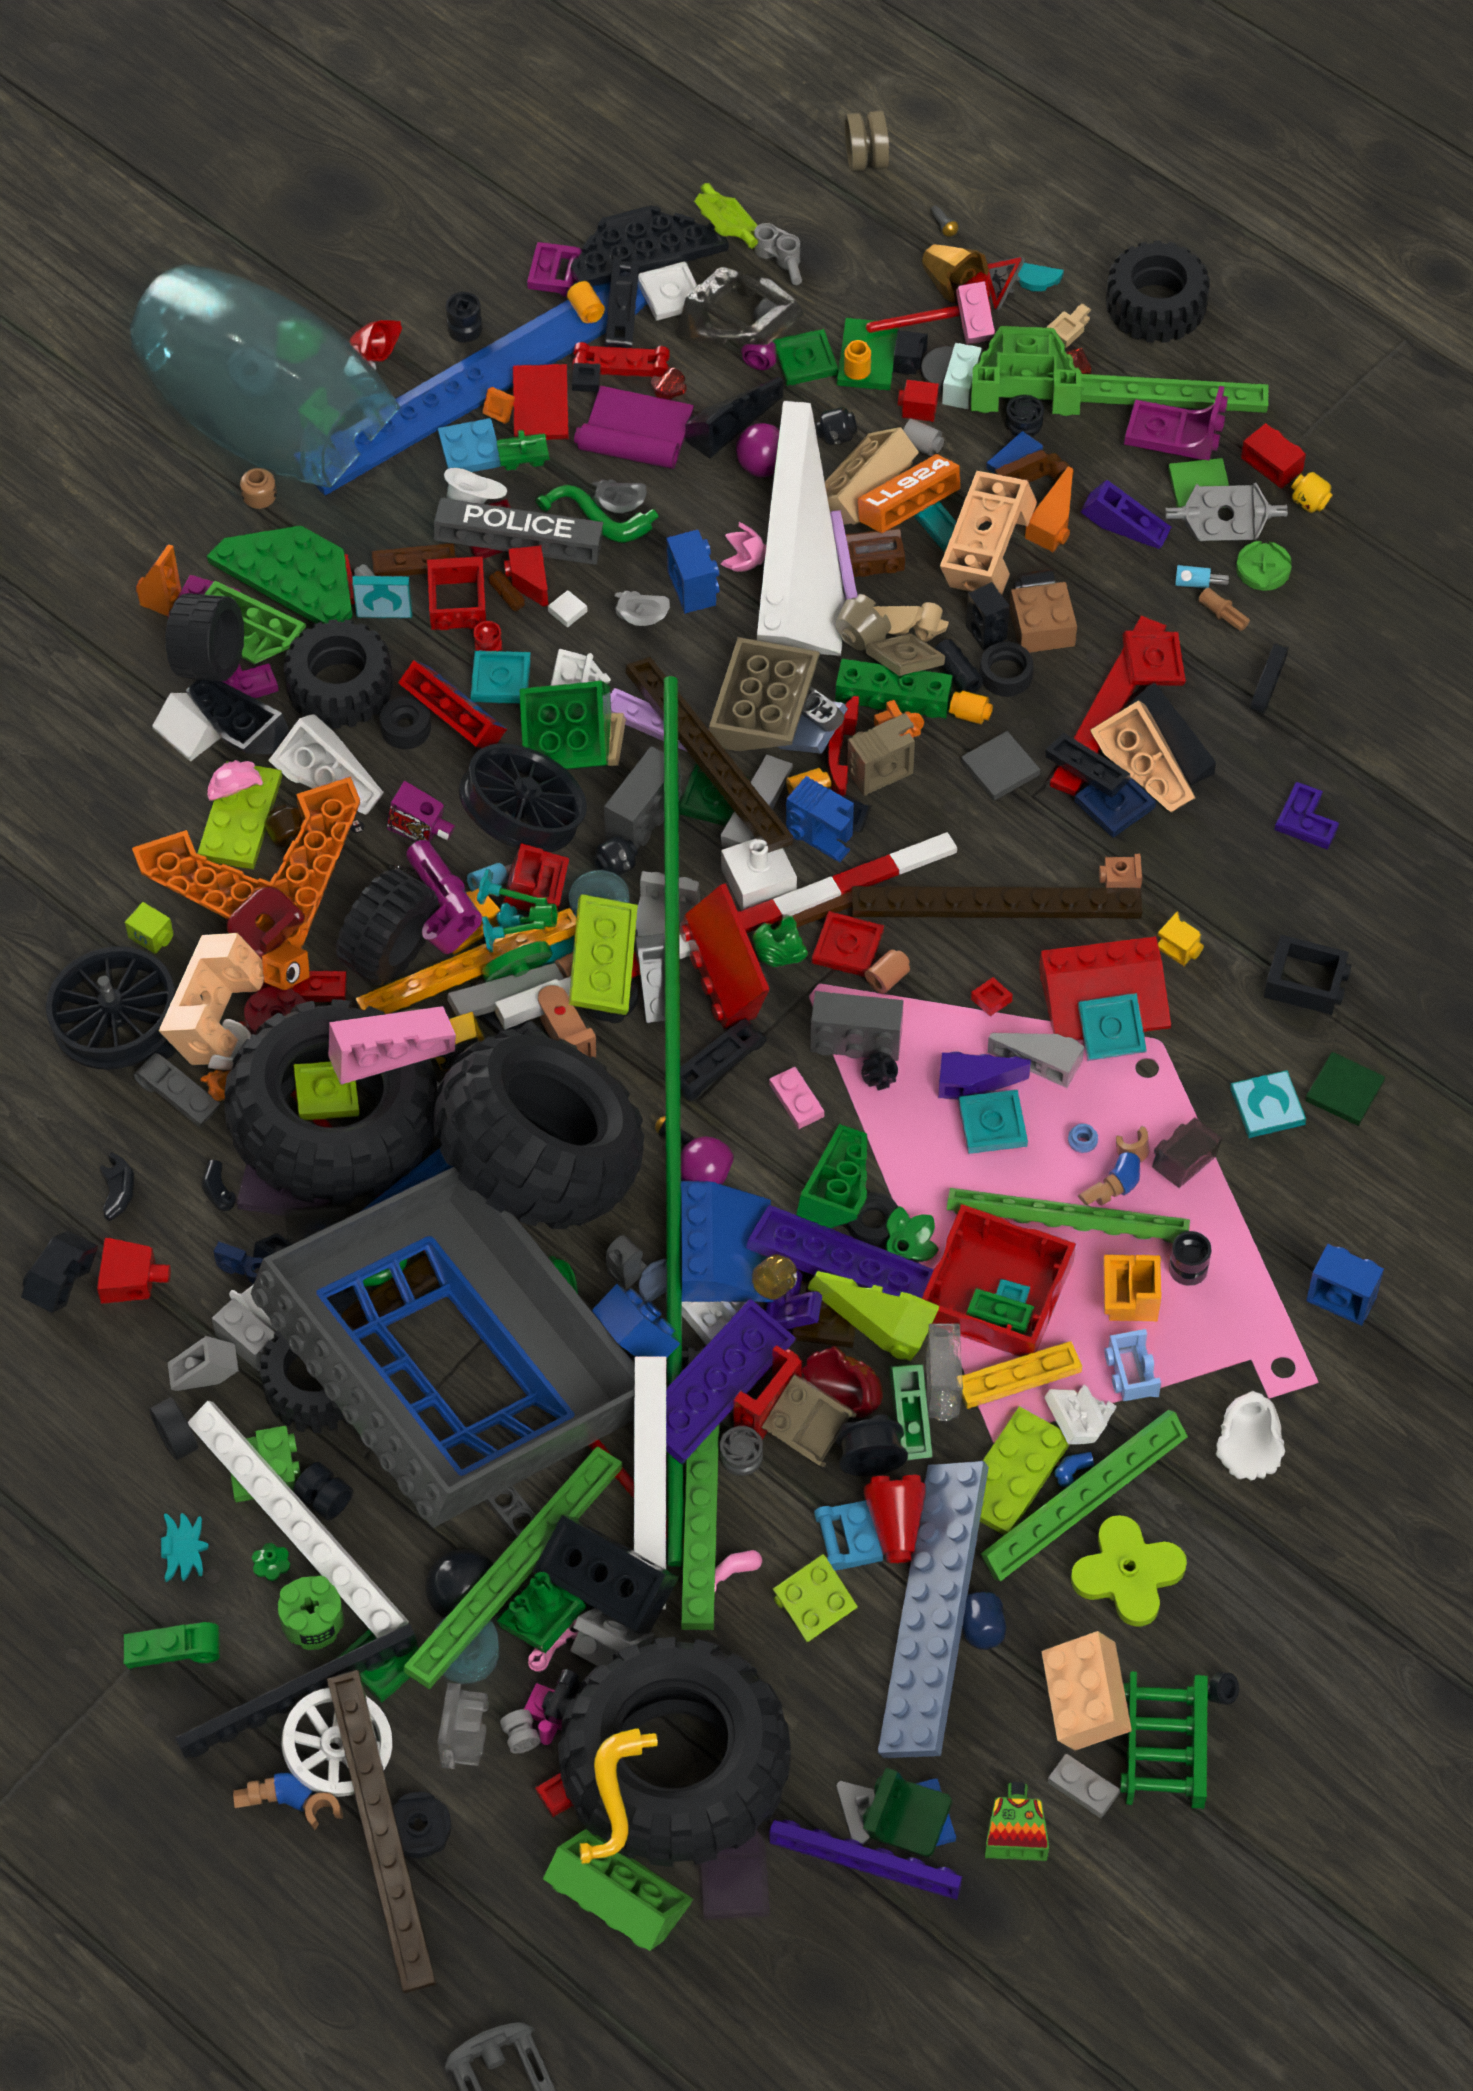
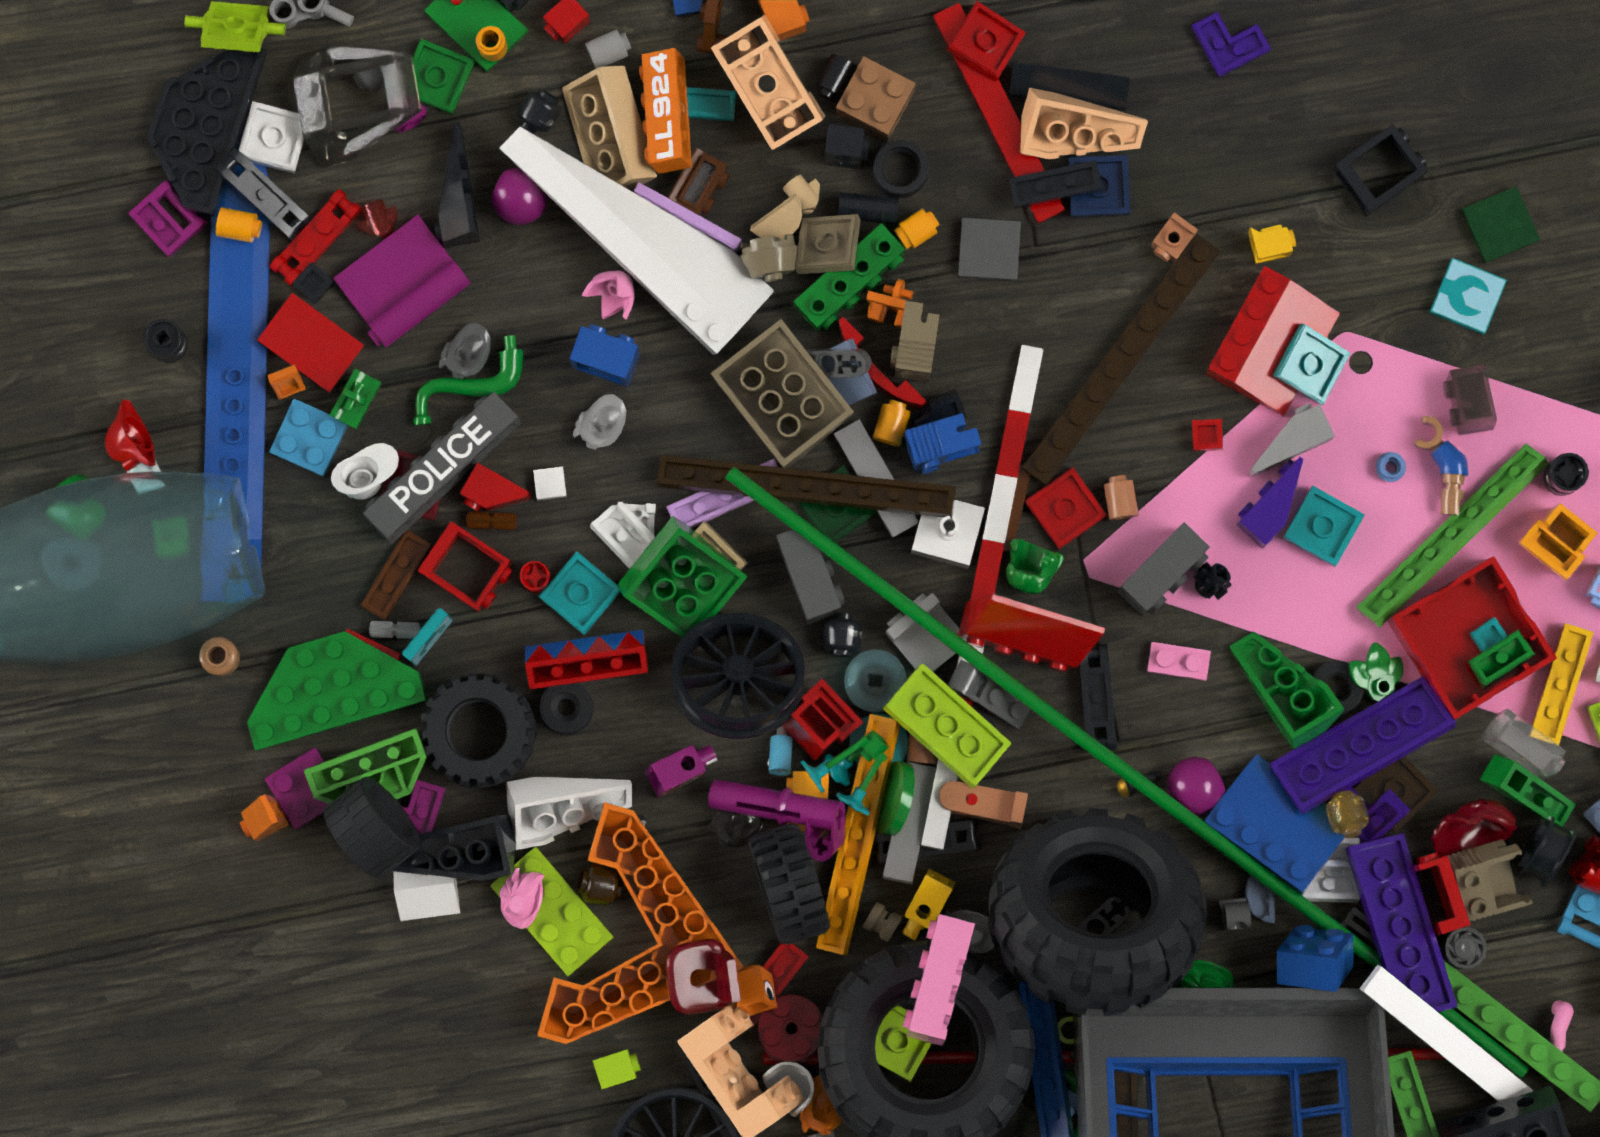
camera: 50 degrees left, 25 degrees up
(886, 1319) = (1448, 754): lime wedge -> none

